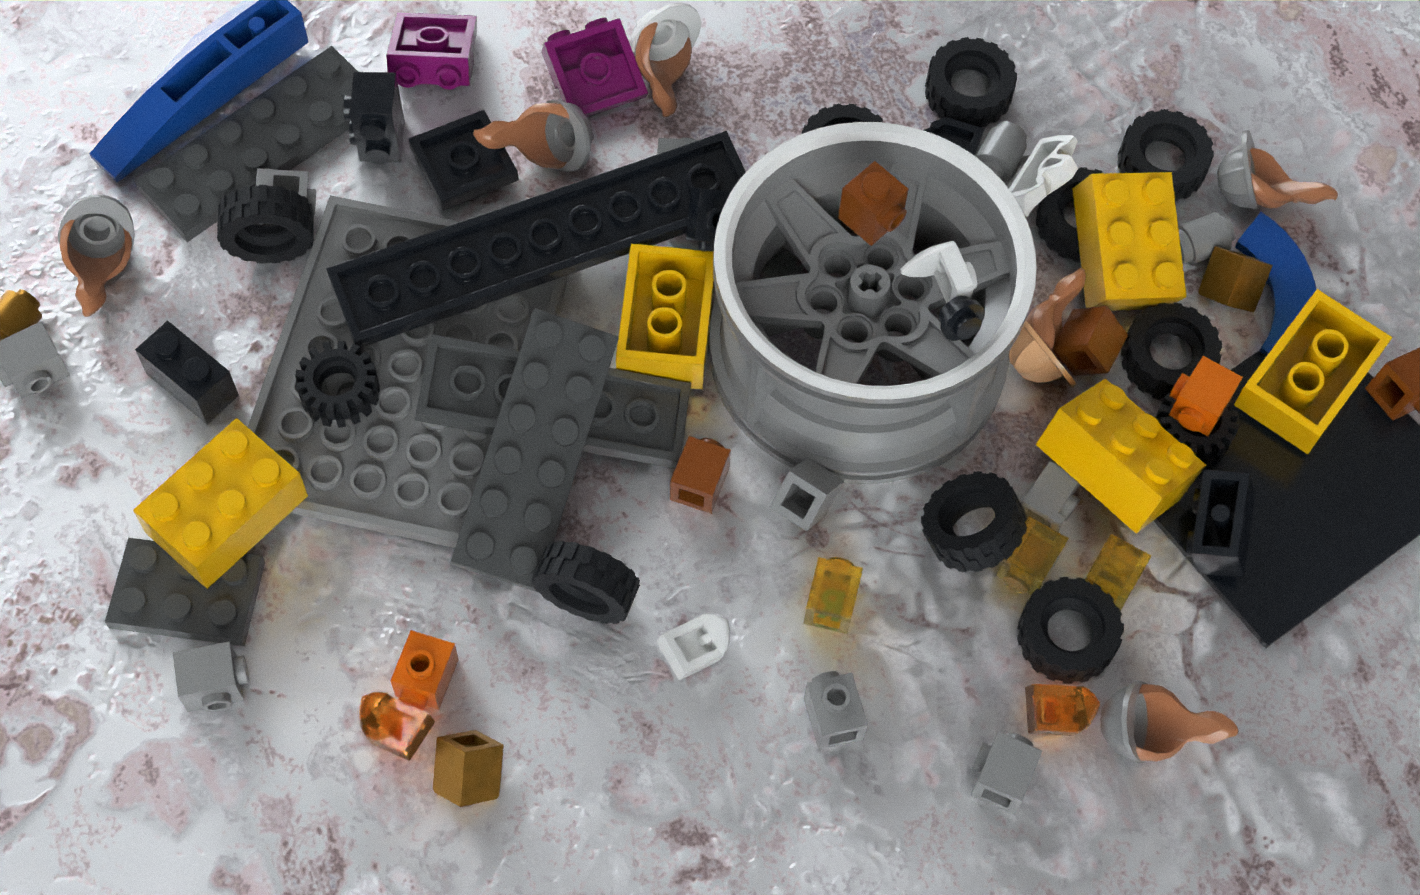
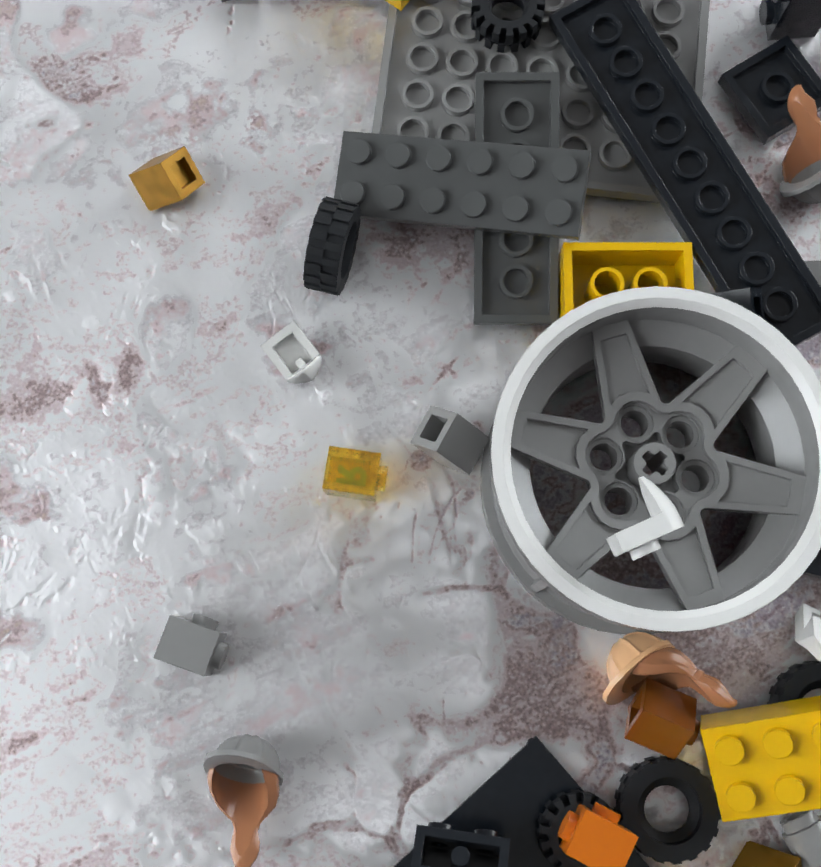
camera: 90 degrees right, 15 degrees up
(393, 724) = (199, 113): clear orange plate -> none
(424, 670) = (248, 130): orange brick -> none
(700, 474) = (465, 342): dark orange brick -> none
(835, 709) = (240, 483): light grey brick -> none
(873, 203) = (721, 440): dark orange brick -> none
(961, 318) = (591, 545): black plate -> none
(986, 546) = (419, 629): black tyre -> none
(1034, 558) = (409, 663): clear yellow brick -> none
(1051, 497) = (477, 682): light grey brick -> none
(1059, 709) = (257, 694): clear orange plate -> none
(1085, 599) = (307, 713): black tyre -> none
(1118, 569) = (402, 749): clear yellow brick -> none
(1120, 454) = (523, 750): yellow brick -> none

